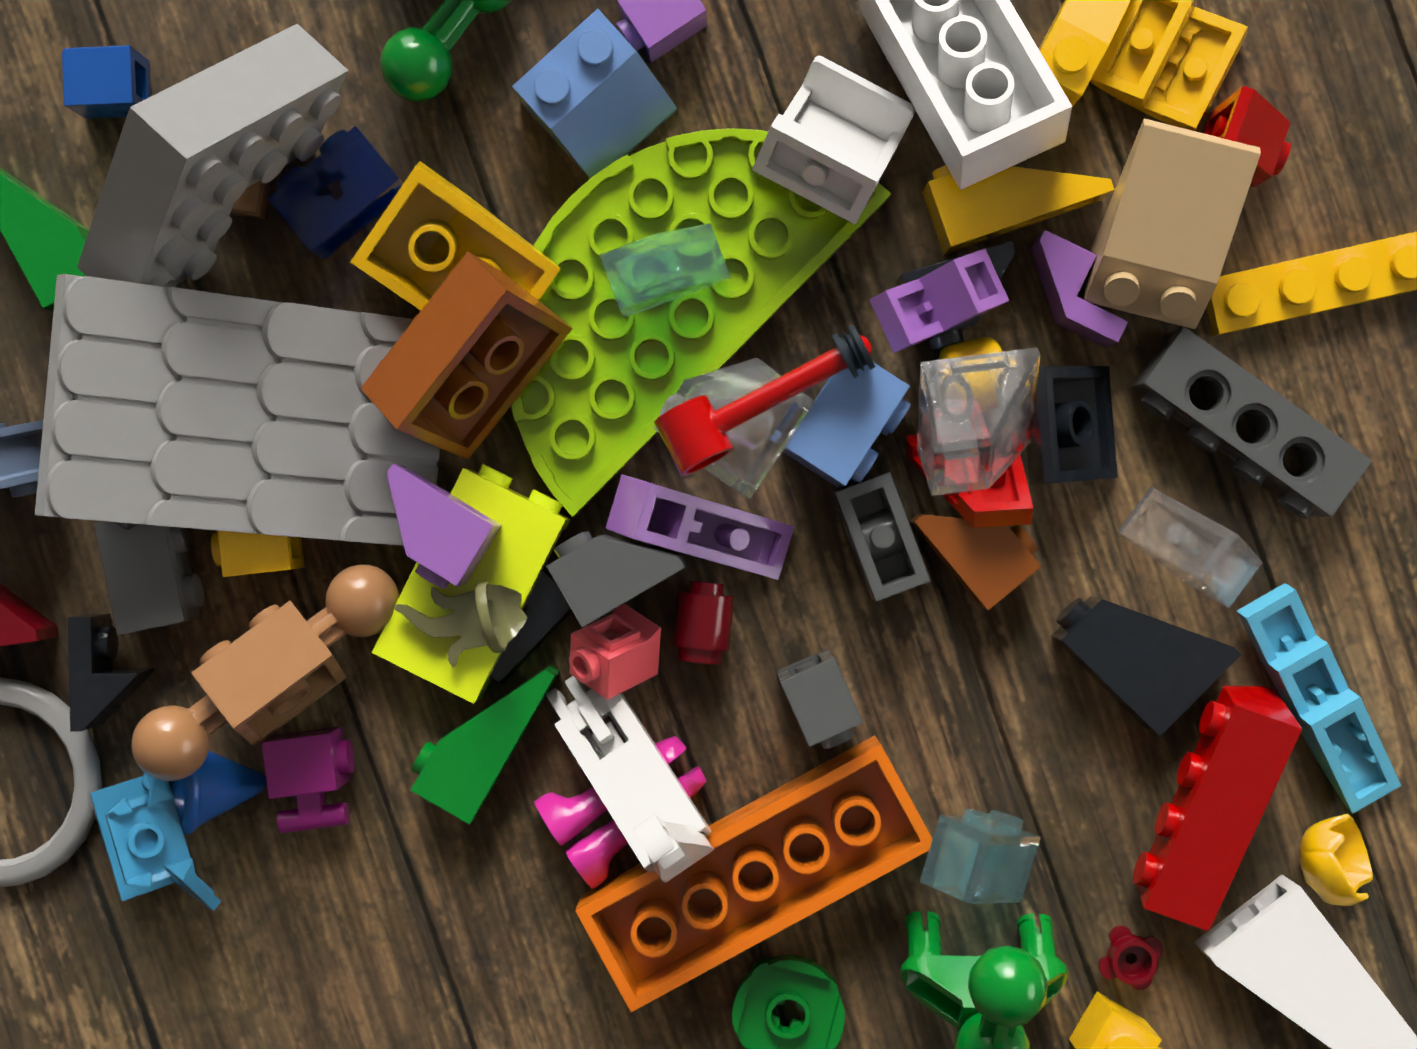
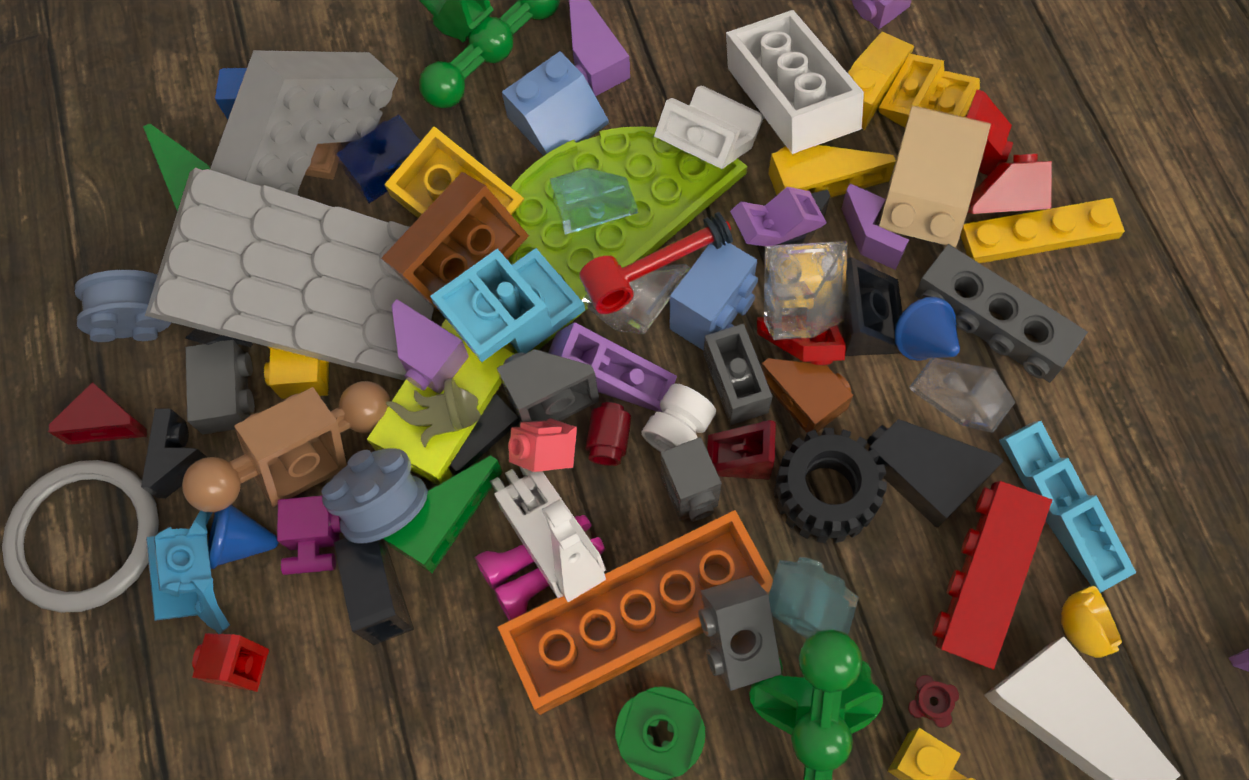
camera: 10 degrees right, 20 degrees down
(228, 955) = (230, 661): none -> red slope
(394, 737) = (374, 495): none -> sand blue wheel
(401, 850) = (372, 591): none -> black slope
(551, 456) = (507, 303): none -> medium azure bracket
(800, 606) = (681, 417): none -> white wheel
(887, 642) = (744, 451): none -> dark red slope
(888, 911) = (752, 652): none -> dark grey brick
(1042, 721) = (844, 456): none -> black tyre
(1152, 464) = (927, 330): none -> blue hat
(1288, 224) = (1015, 186): none -> slope

